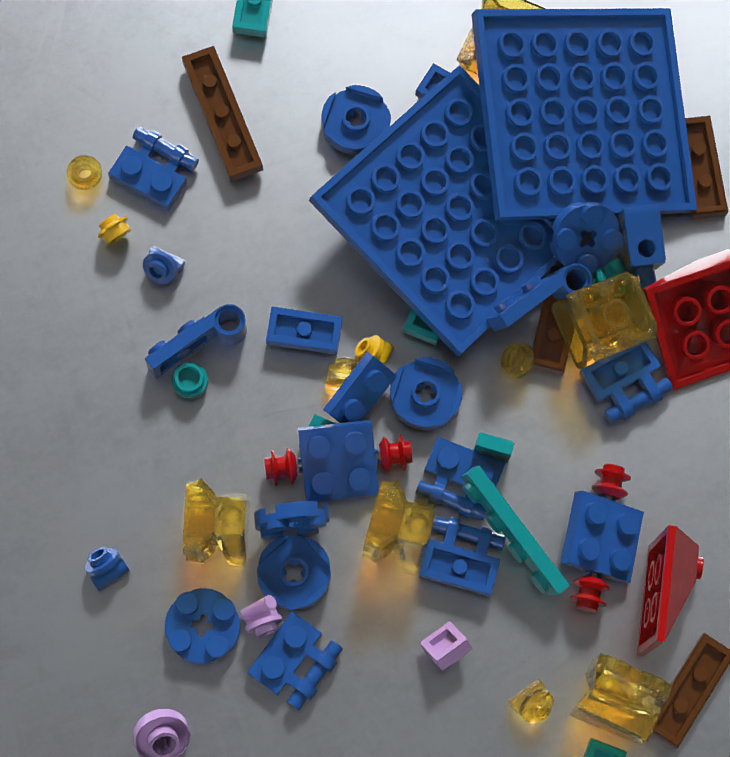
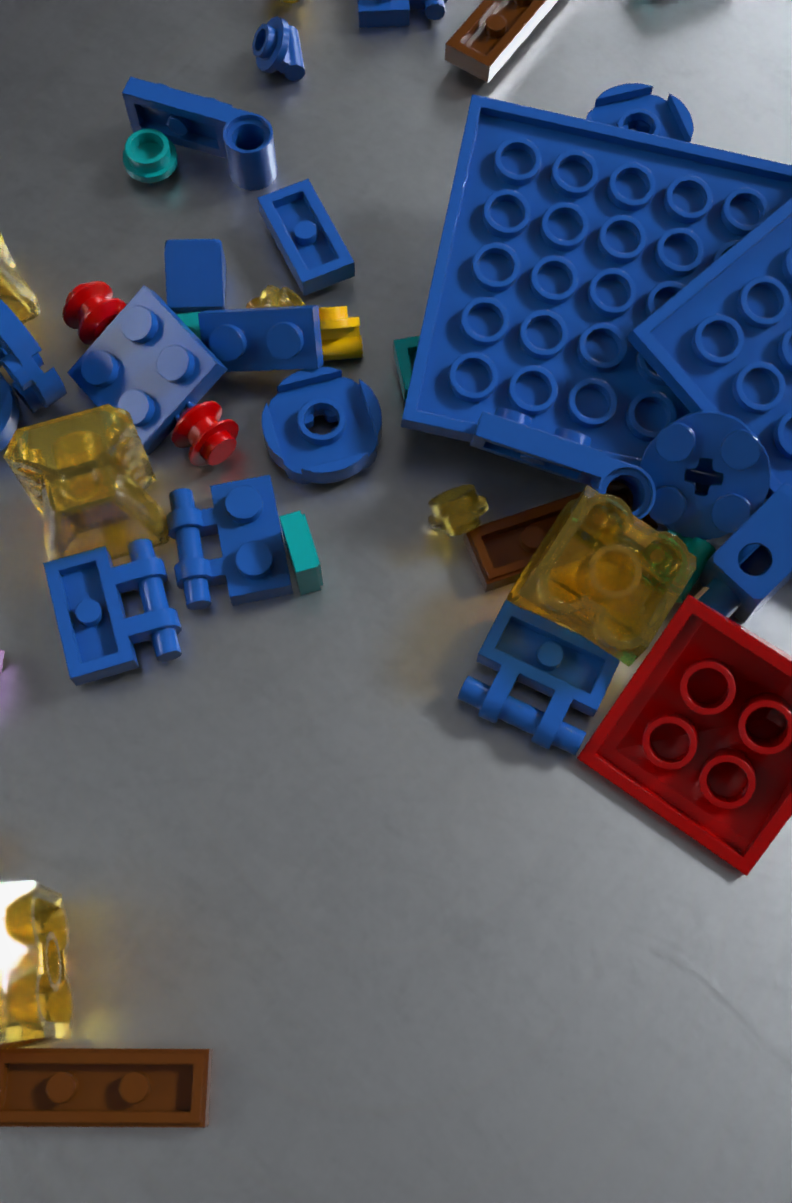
camera: 60 degrees right, 5 degrees down
(289, 403) = (195, 275): none -> blue slope
(522, 543) = (173, 672): teal plate -> none
(601, 537) = (260, 787): blue plate -> none
(669, 580) = (235, 925): red slope -> none

